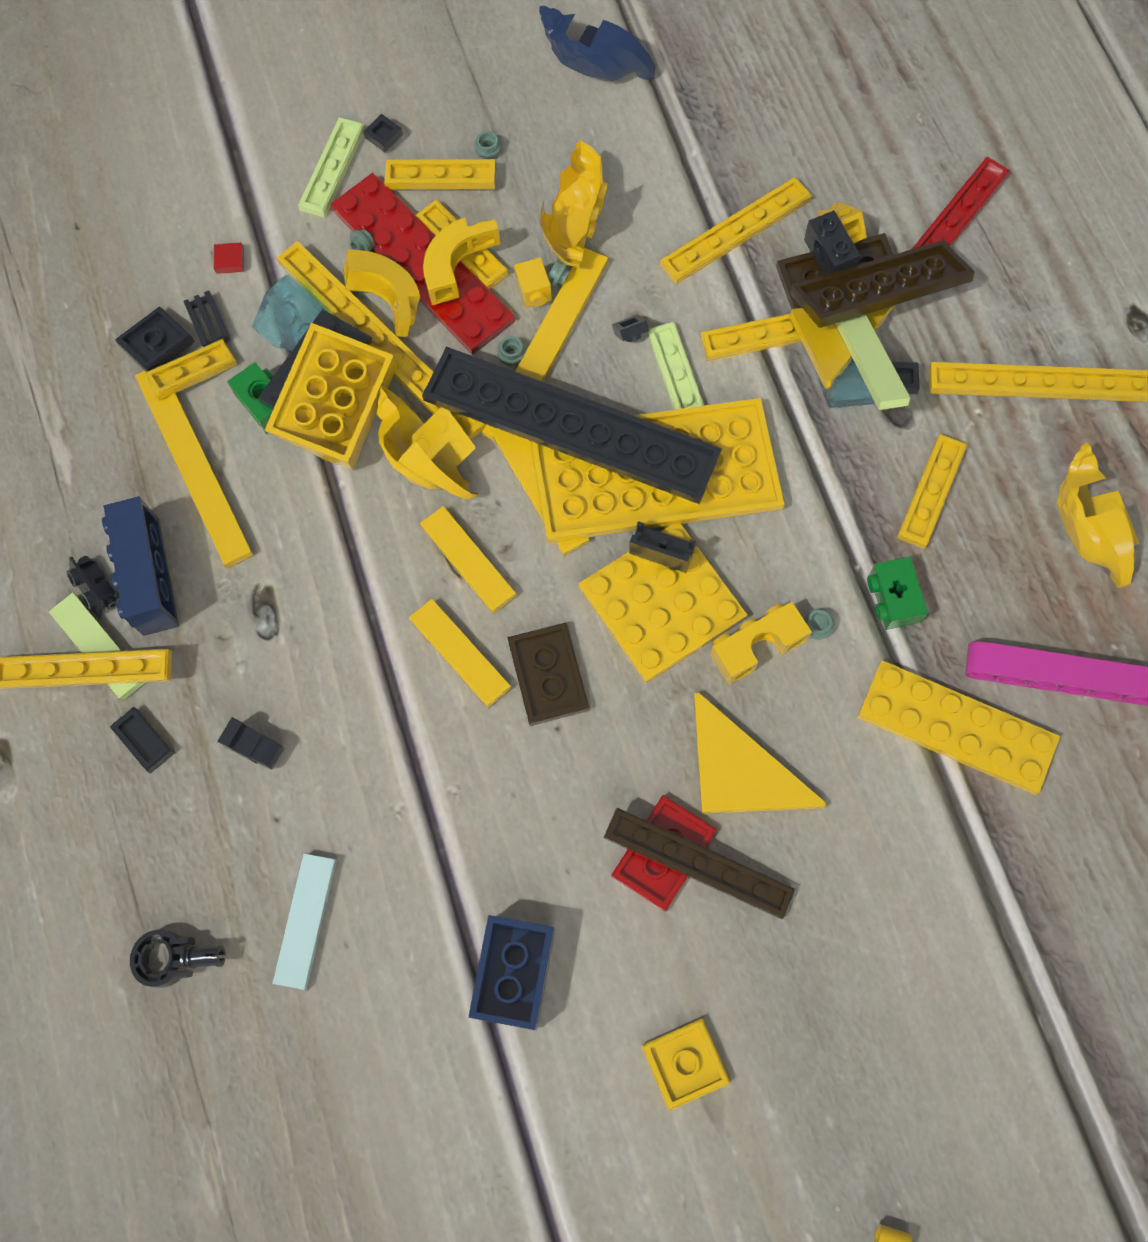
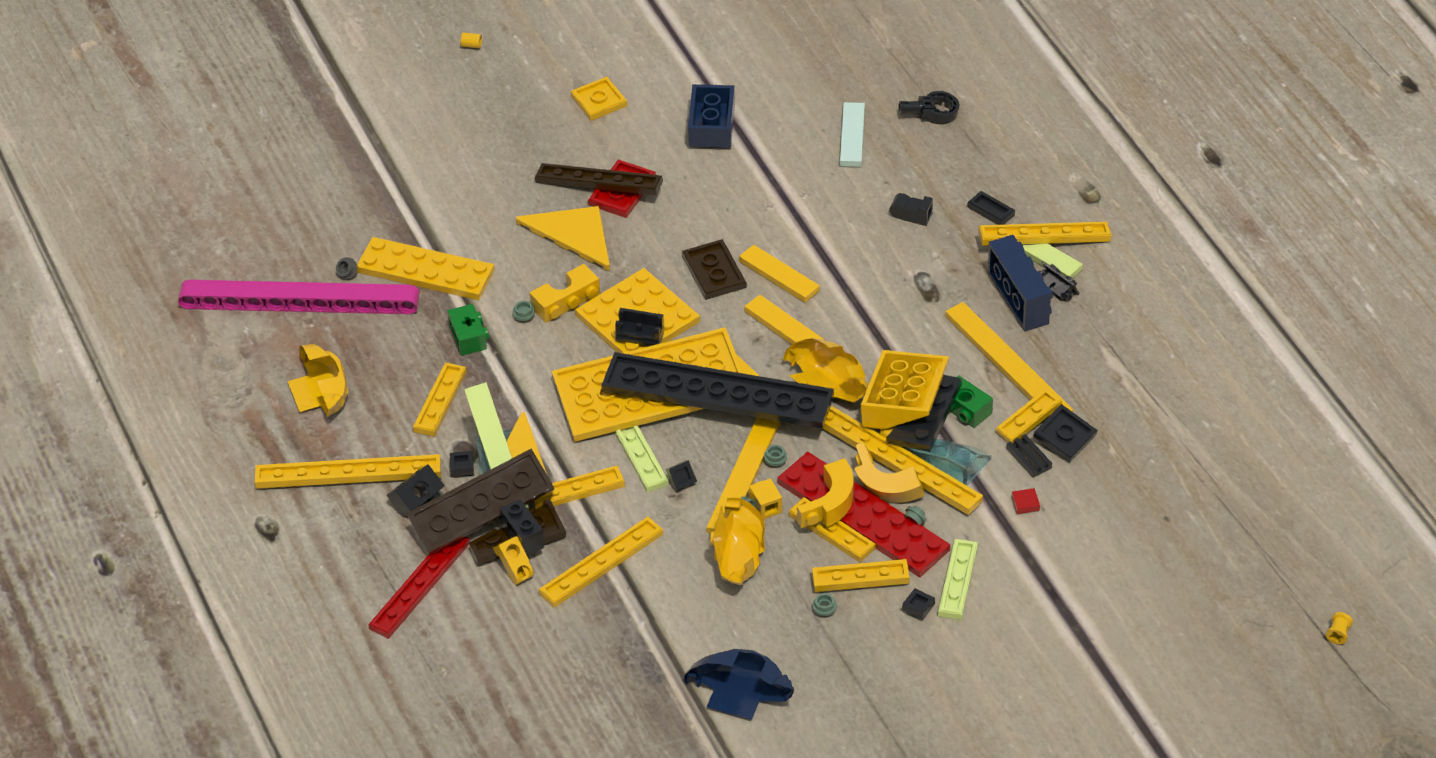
camera: 170 degrees right, 25 degrees down
(962, 330) = (425, 481): none -> black brick
(1074, 733) = (342, 265): none -> dark grey plate

